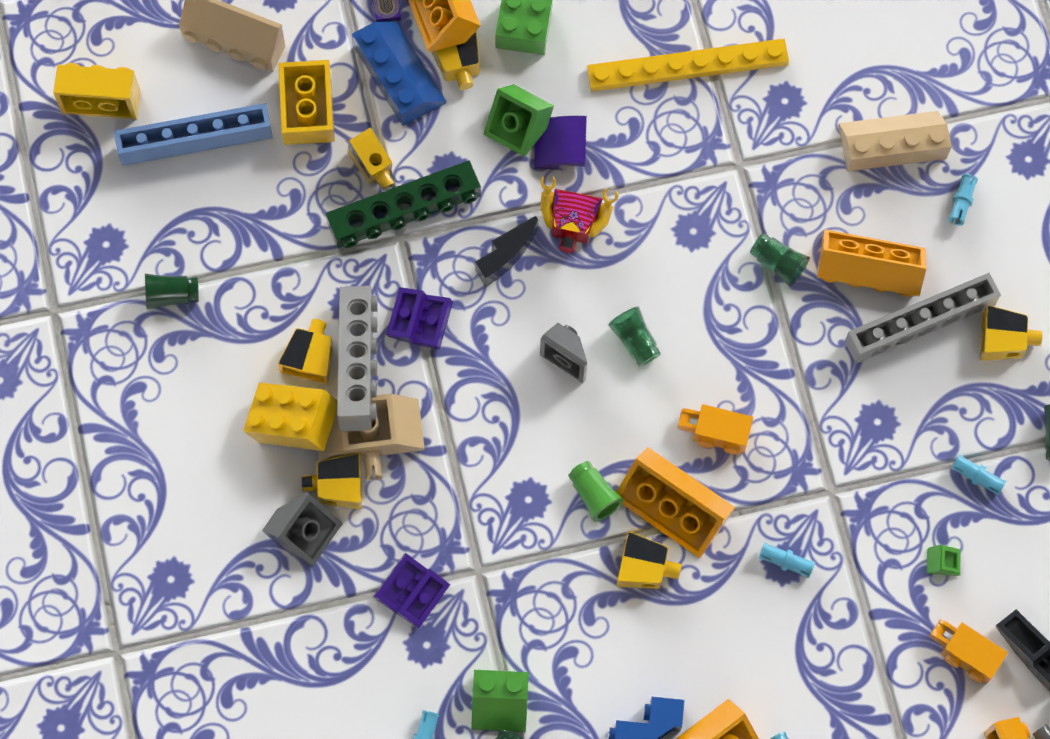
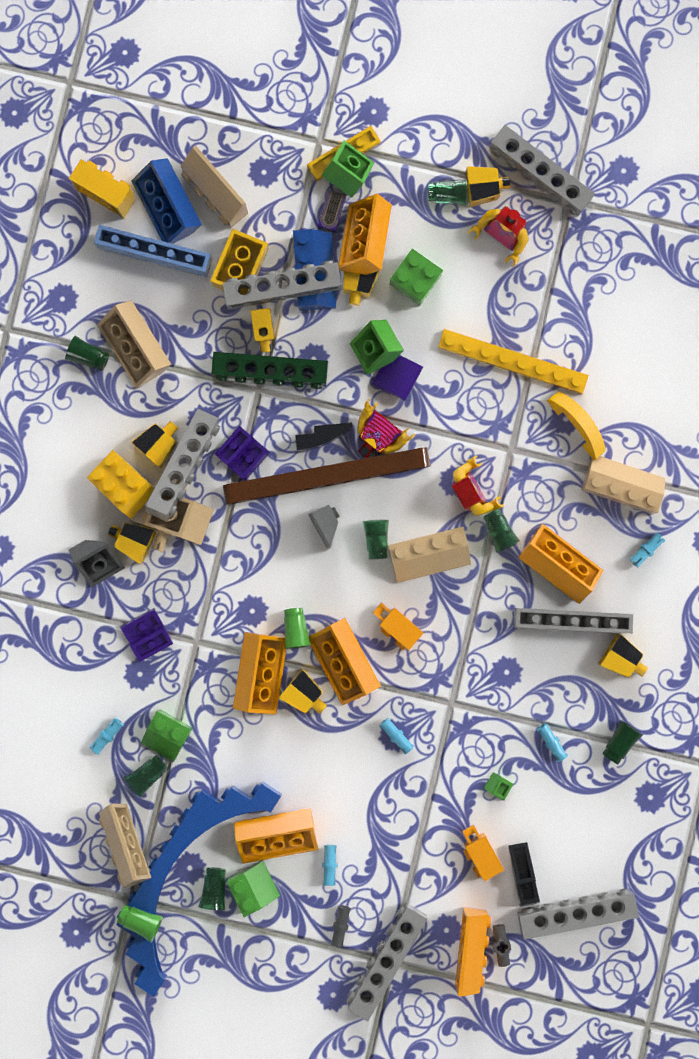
camera: 25 degrees right, 15 degrees up
(180, 73) = (166, 201): none -> blue slope
(221, 252) = (133, 343): none -> tan slope
(368, 108) = (274, 293): none -> light grey brick
(535, 295) = (326, 475): none -> reddish brown beam
(577, 566) = (260, 673): none -> light orange slope
(709, 325) = (430, 554): none -> tan slope
(719, 229) = (469, 491): none -> torso
(806, 90) = (581, 421): none -> yellow slope

